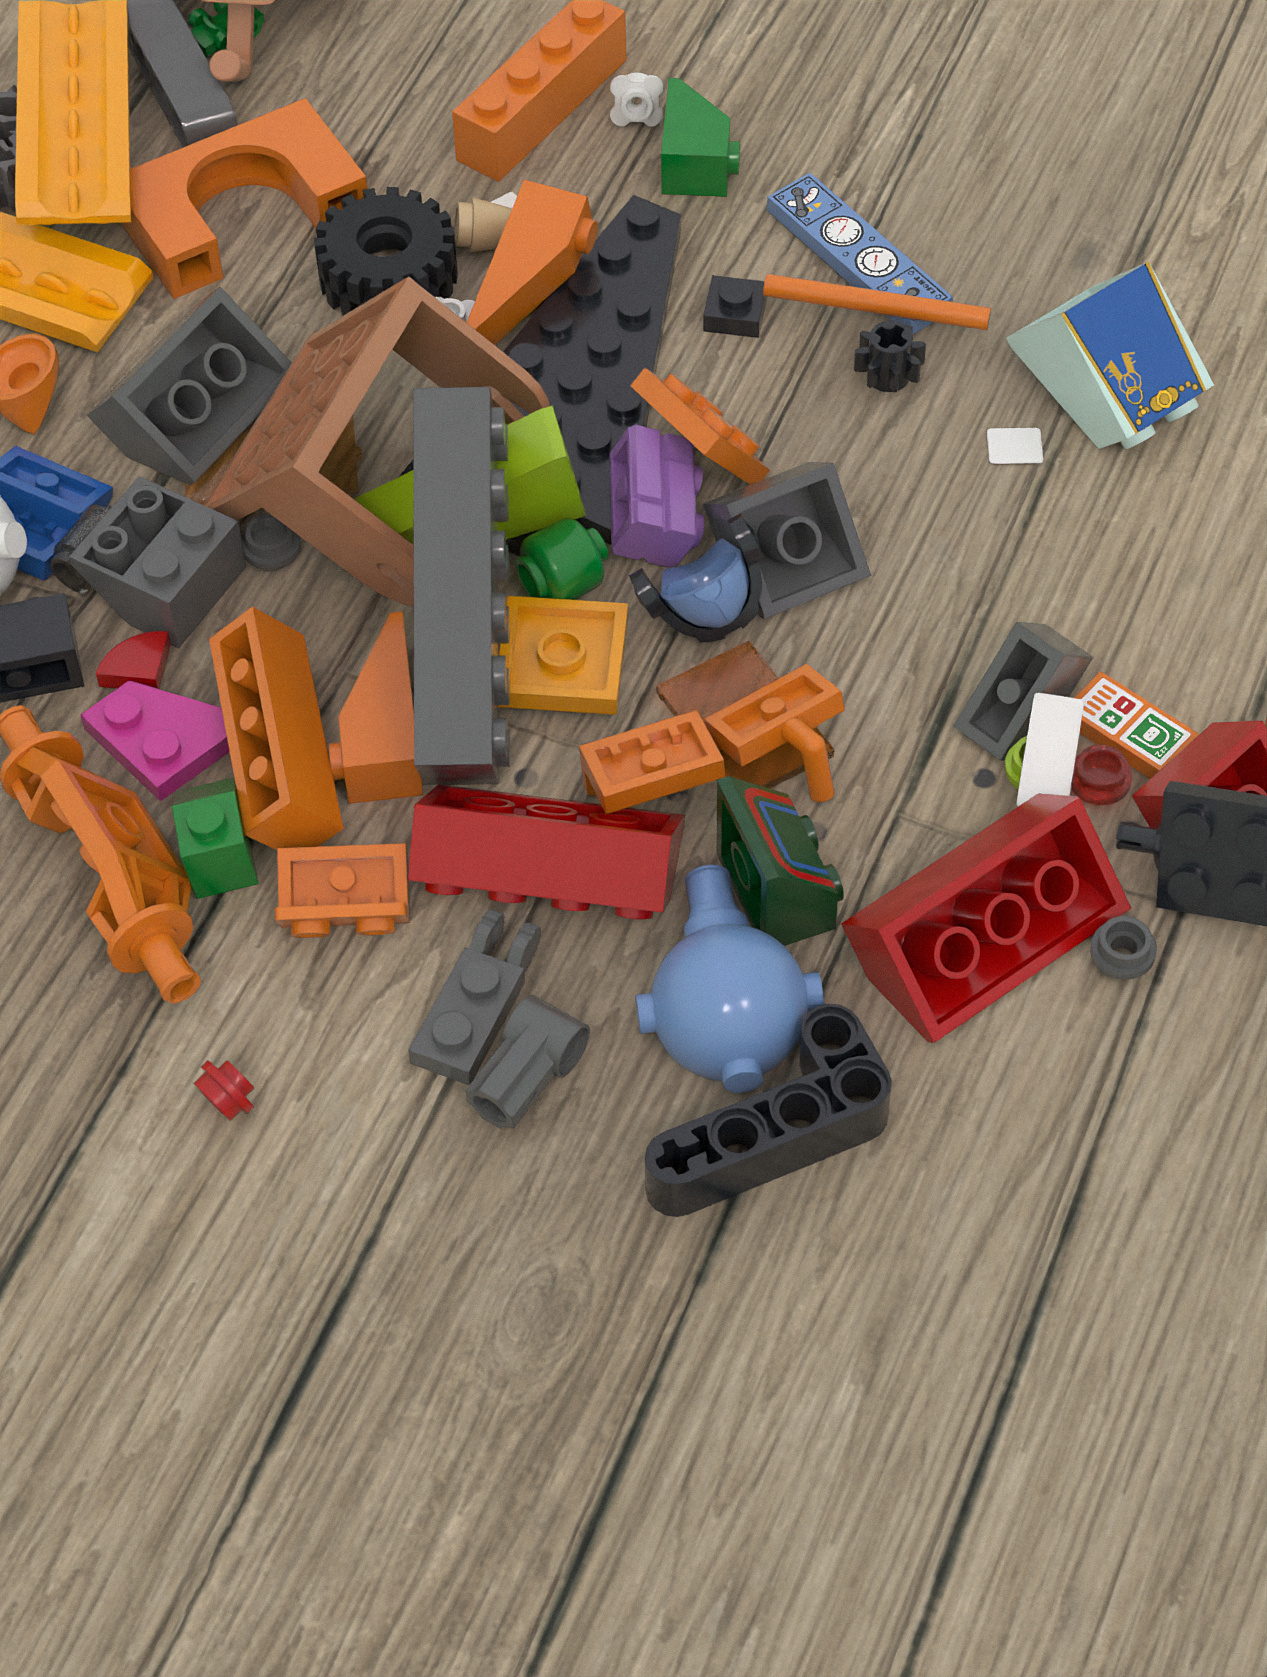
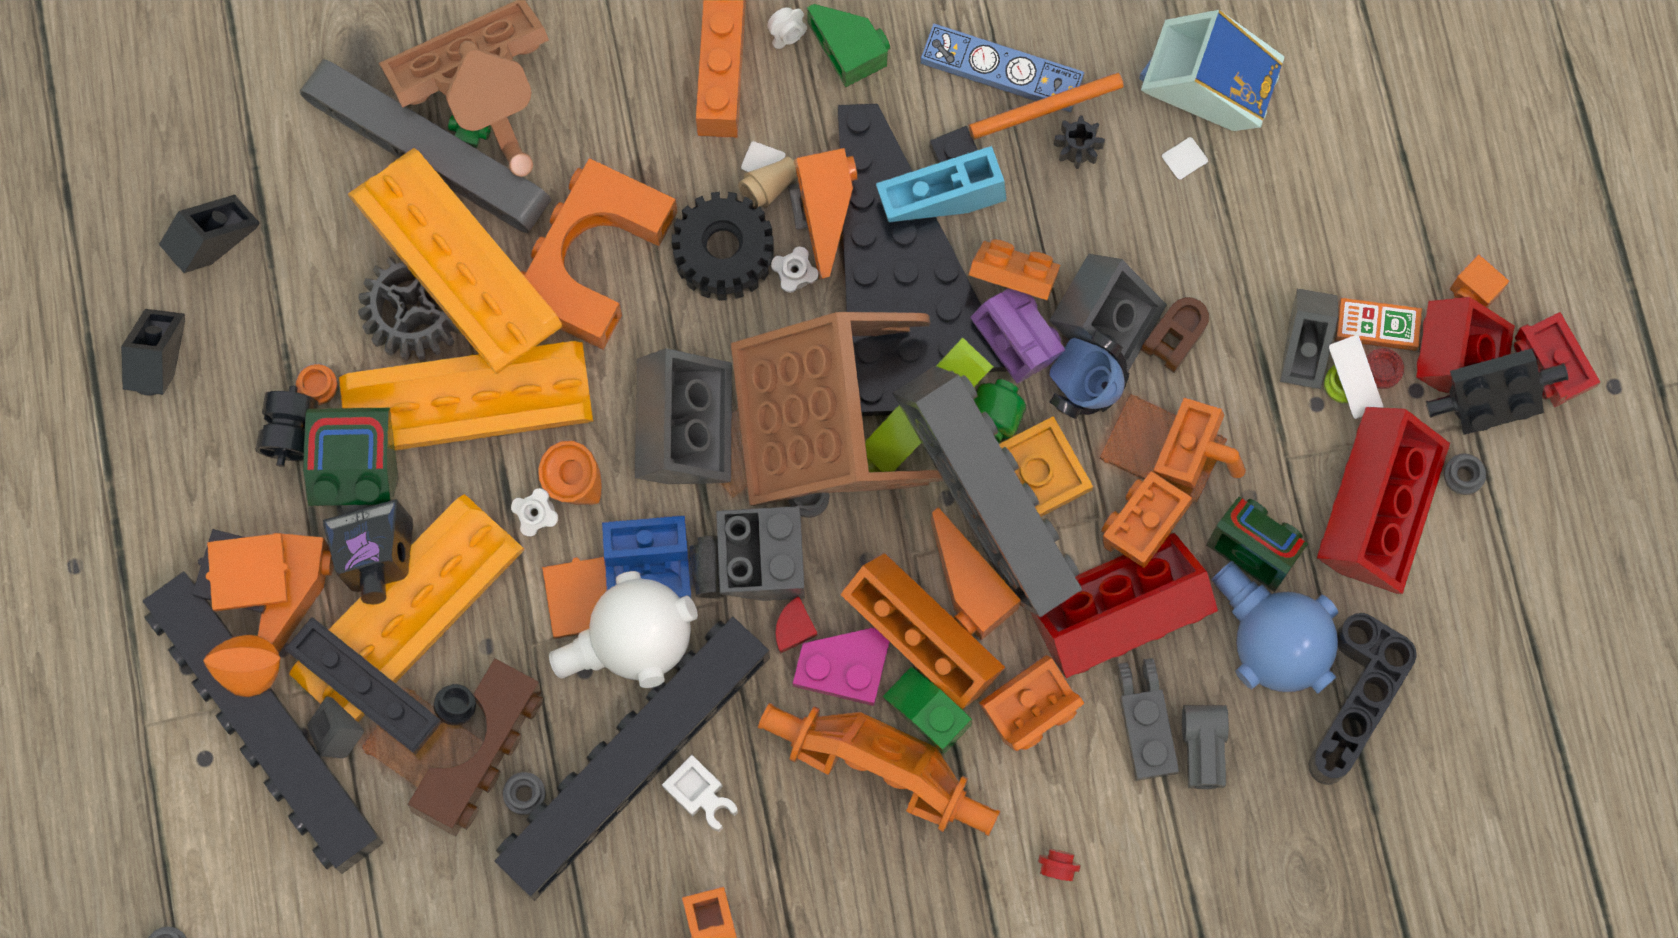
camera: 35 degrees left, 20 degrees up
(693, 316) = (945, 188): none -> medium azure slope
(878, 600) = (1185, 321): none -> reddish brown plate

